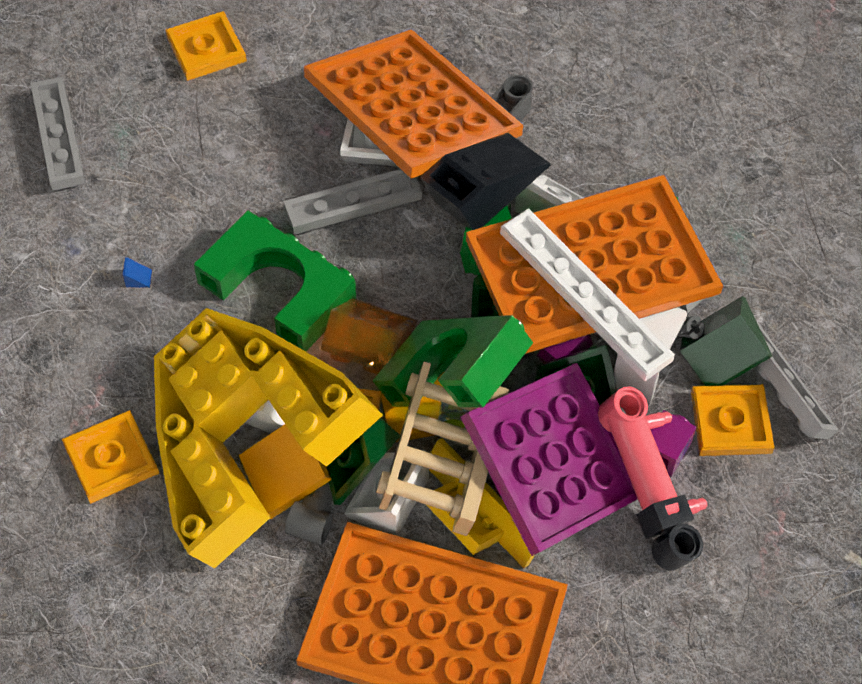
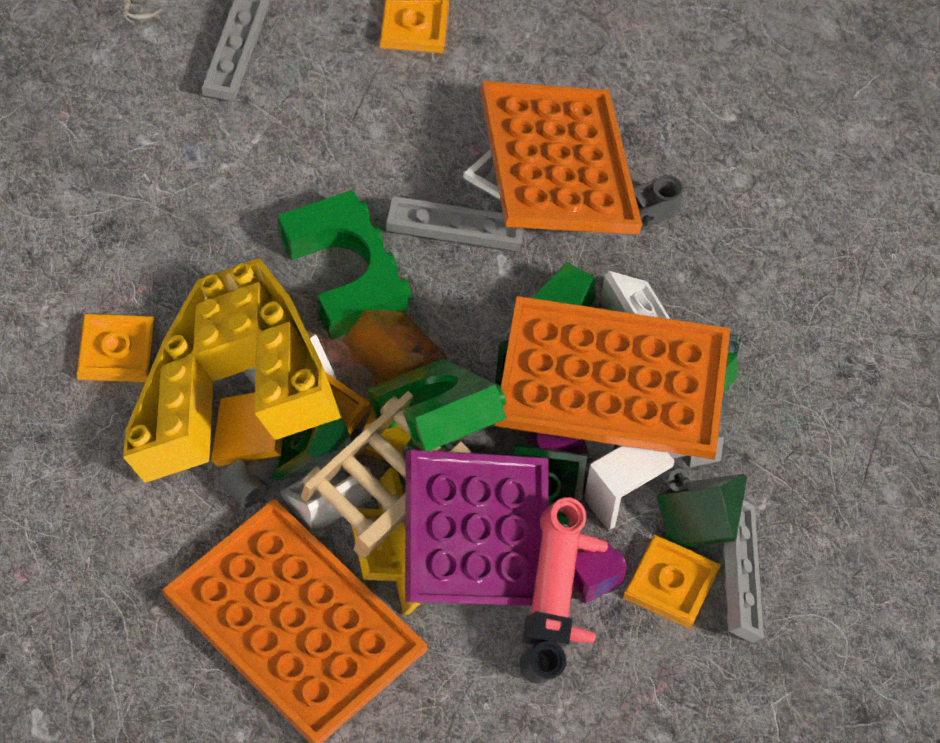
camera: 25 degrees right, 0 degrees up
(136, 274) = (229, 202): blue piece -> none
(483, 178) = (572, 256): black slope -> none
(587, 294) = (585, 401): white tile -> none

